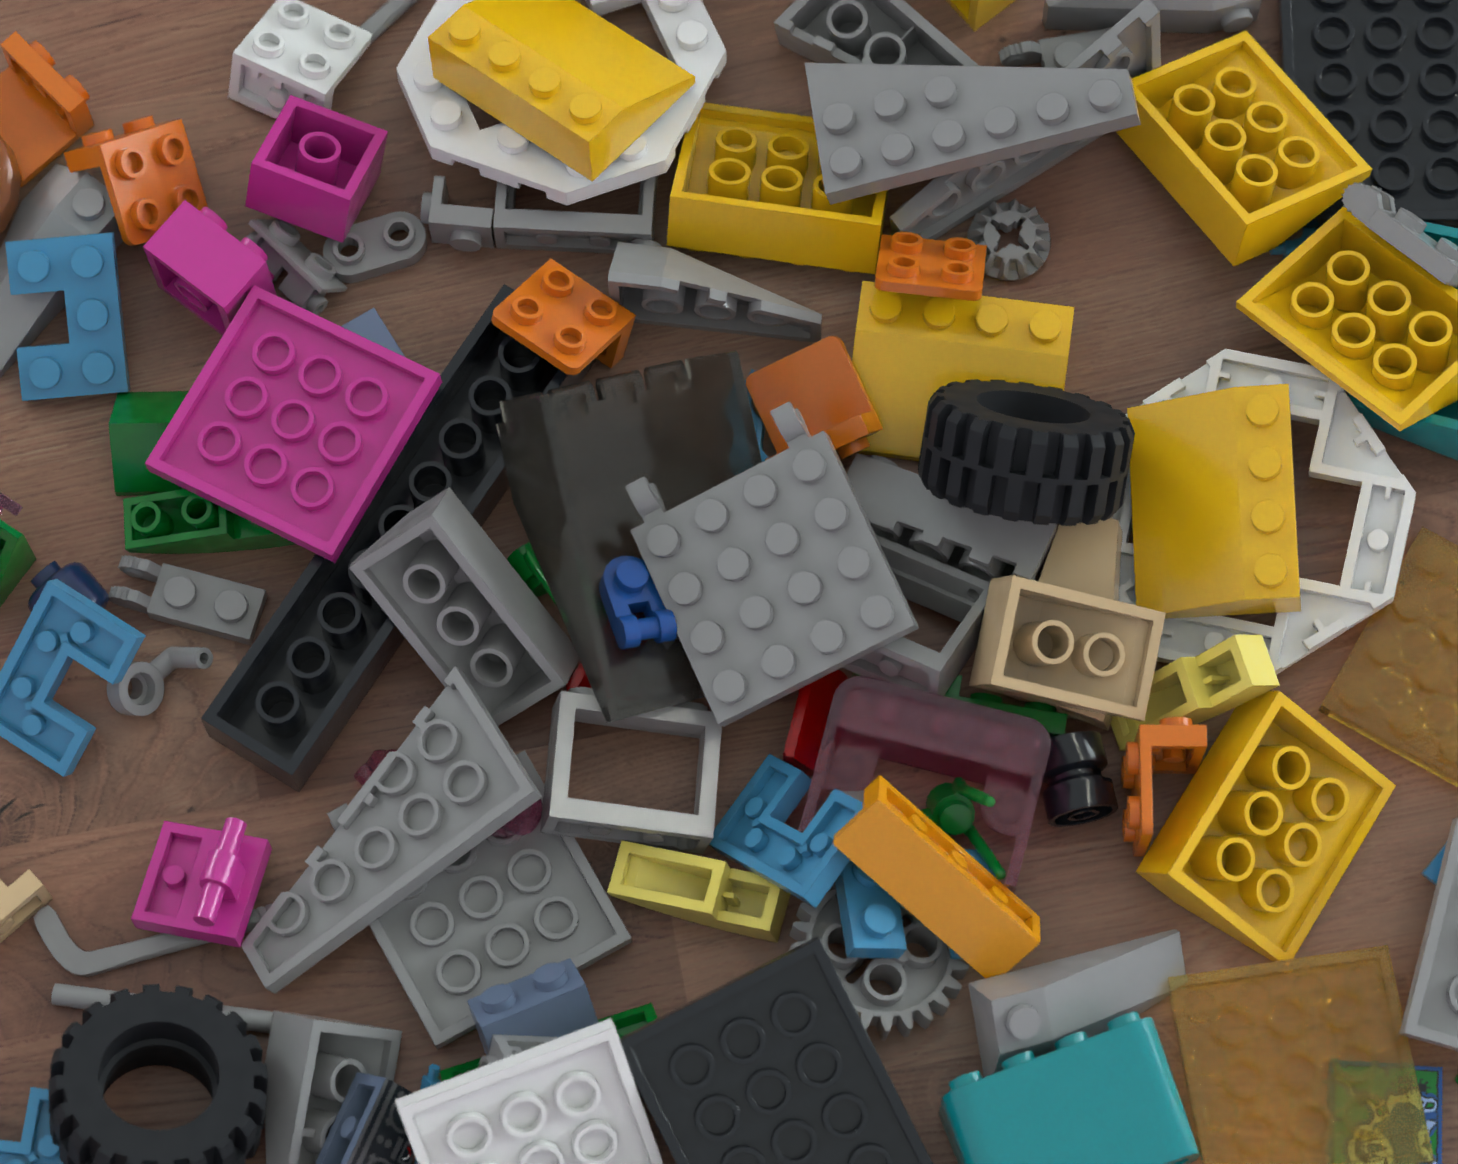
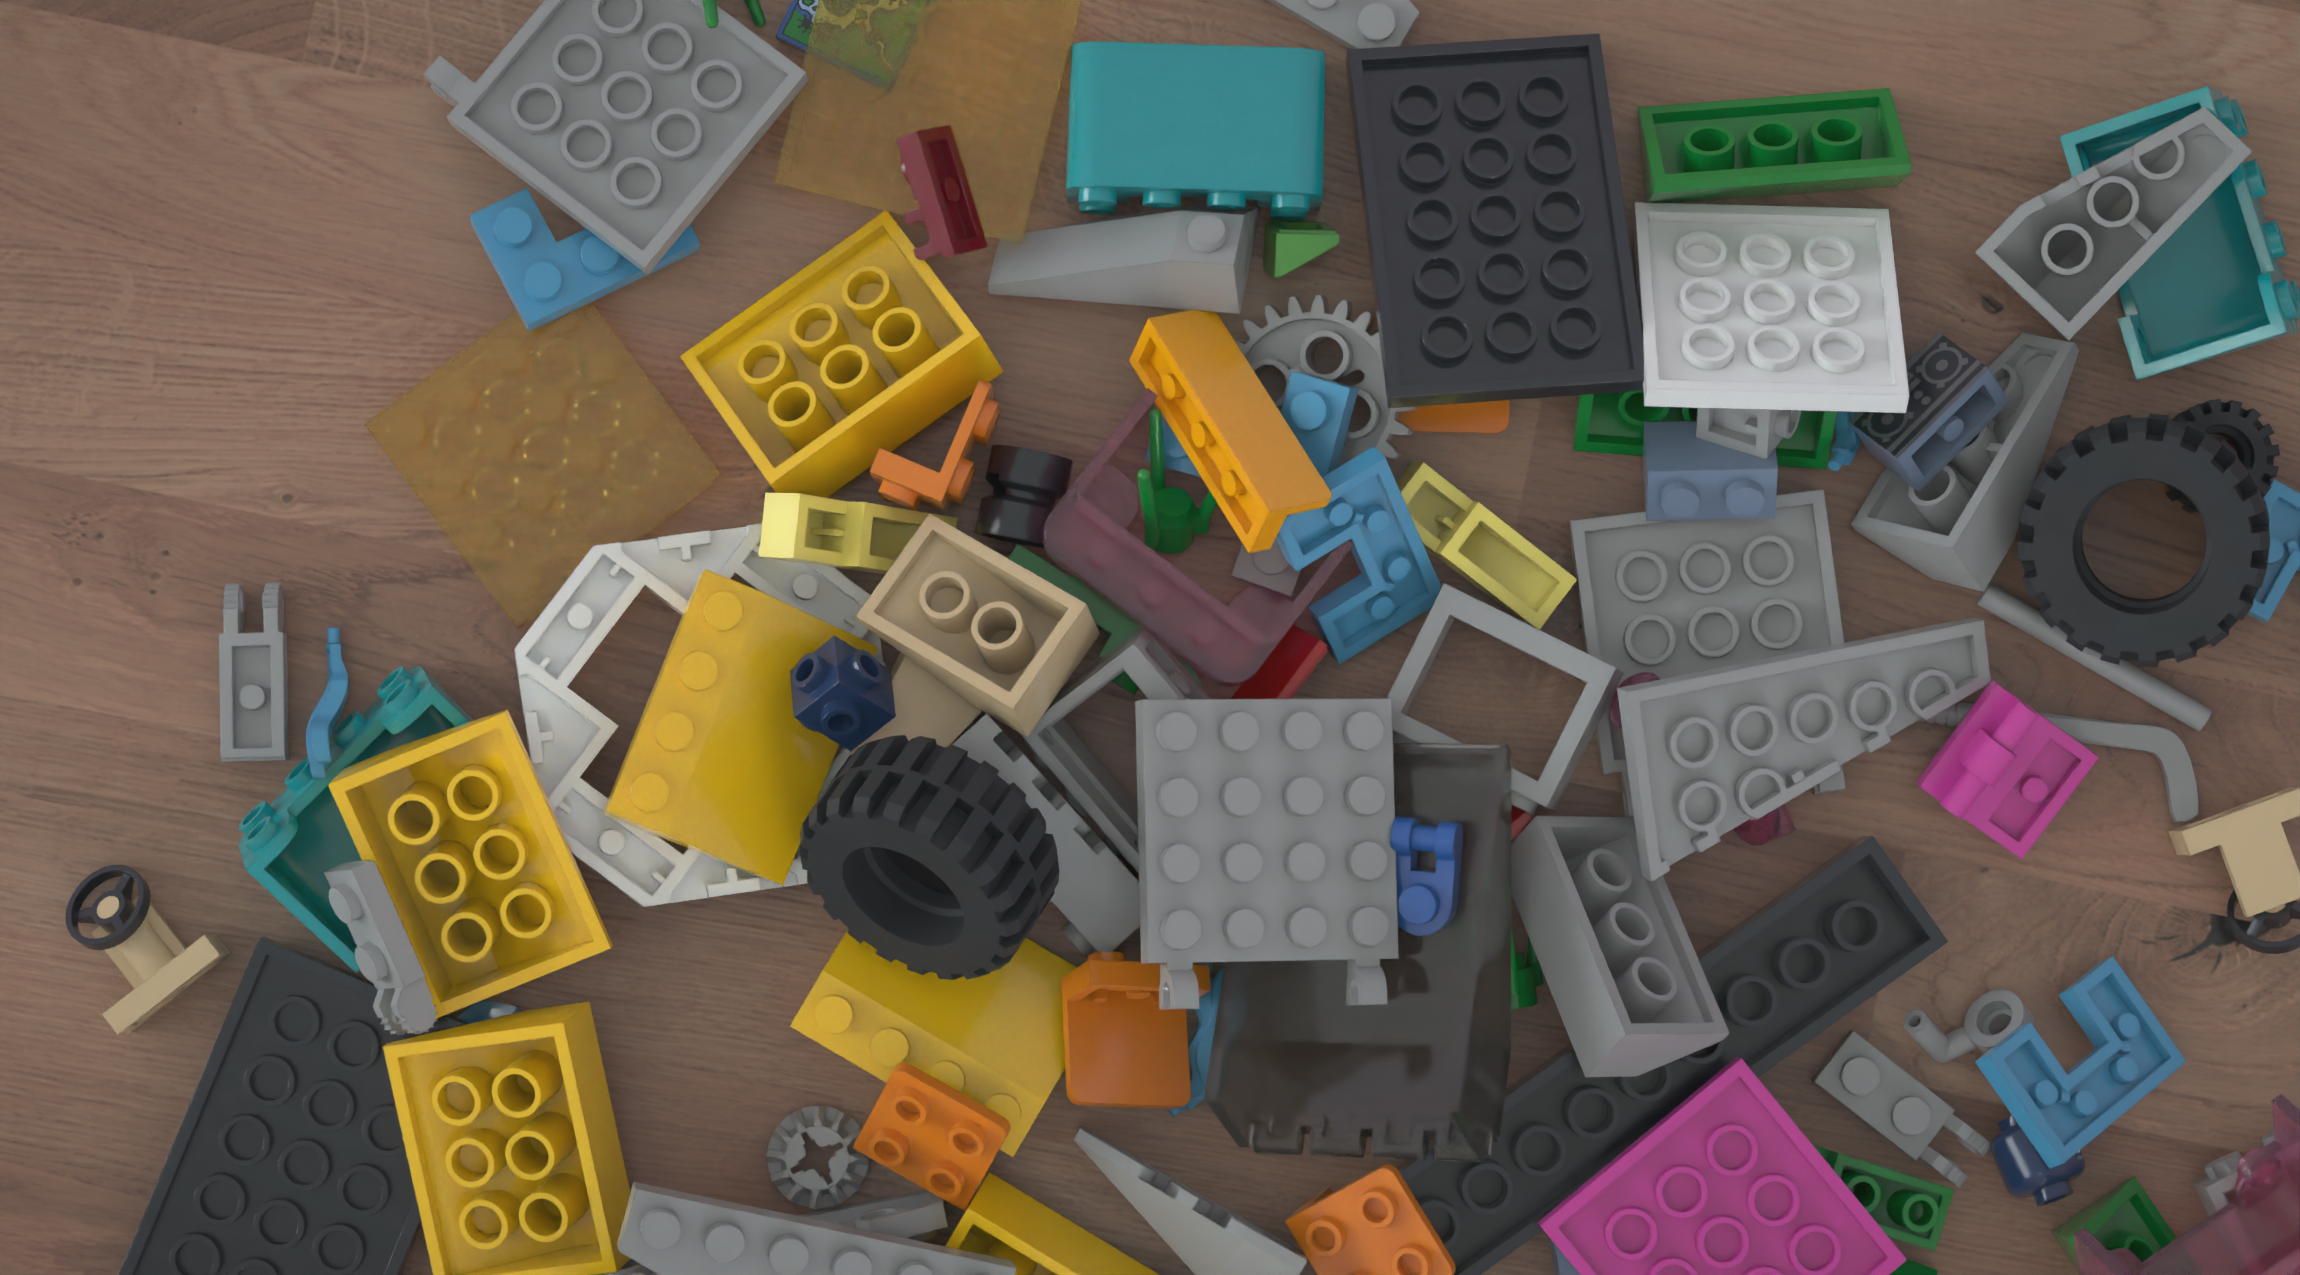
camera: 160 degrees left, 15 degrees up
(941, 1066) = (1295, 243): none -> bright green slope
(1149, 552) = (842, 693): none -> dark blue brick
(1250, 981) = (944, 196): none -> dark red plate

